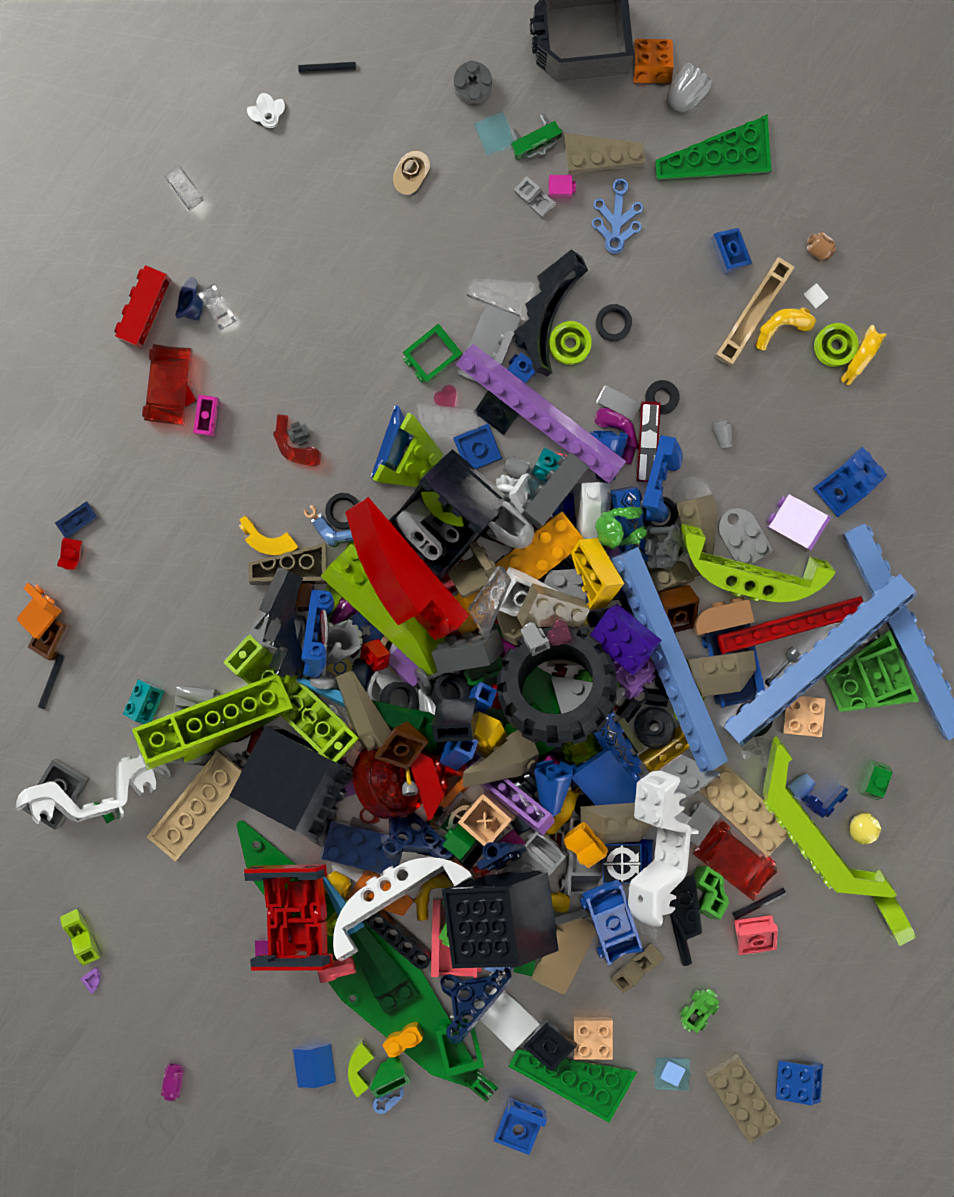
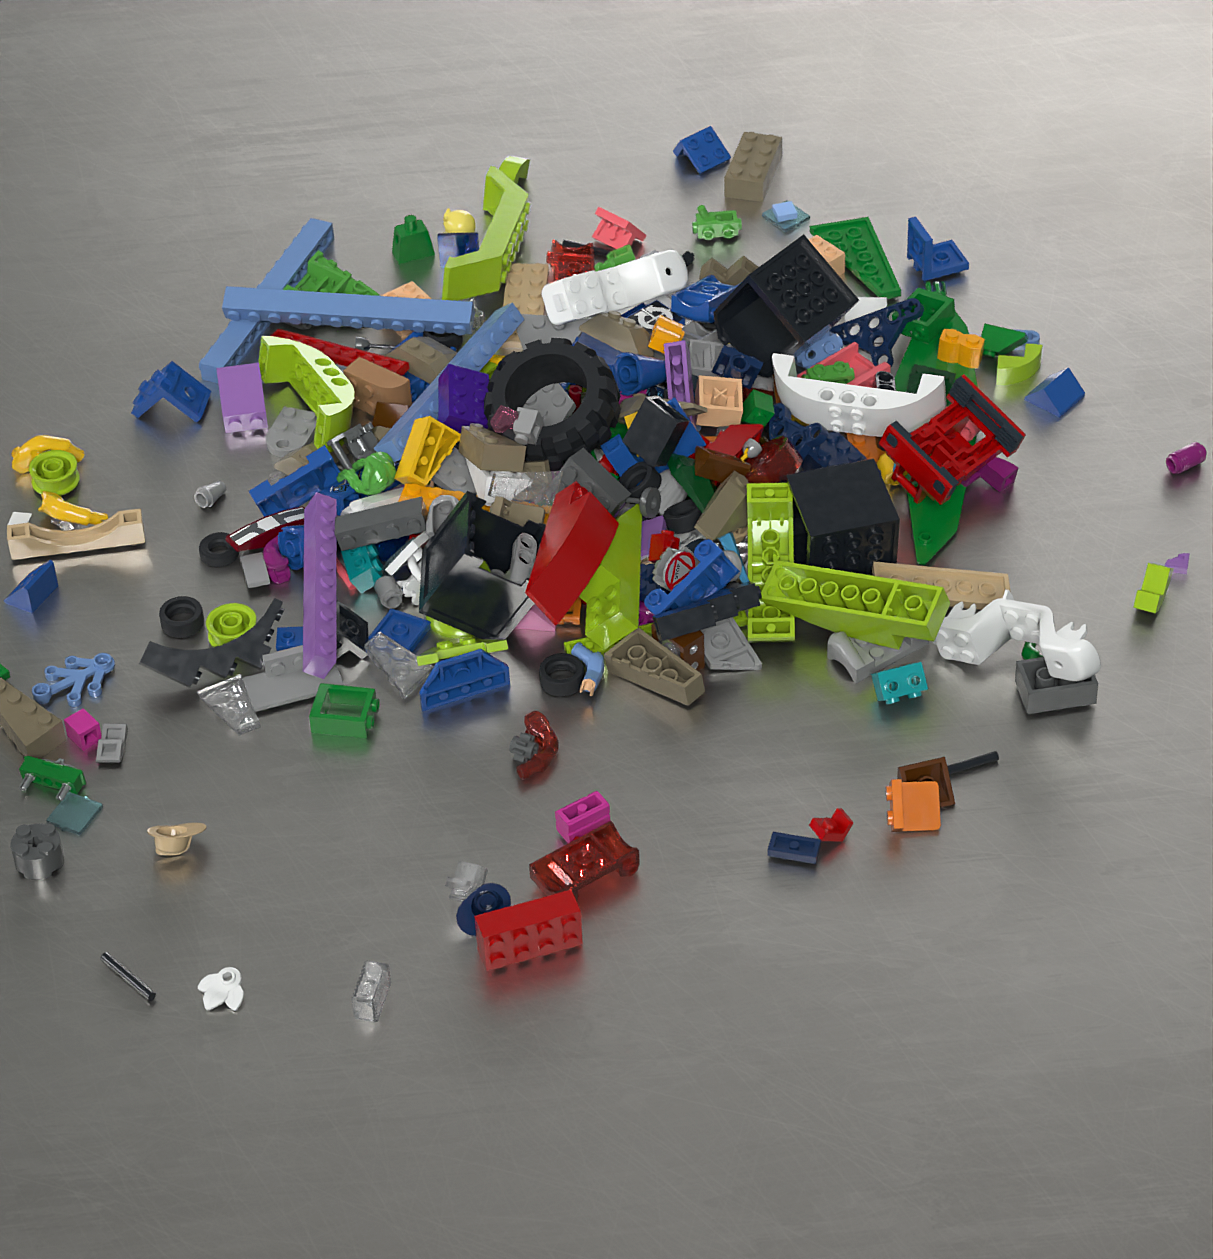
camera: 130 degrees left, 45 degrees down
(266, 545) = (652, 698): yellow arch -> none
(446, 397) = (375, 679): clear pink tile -> none
(549, 1044) = (853, 270): black bracket -> none

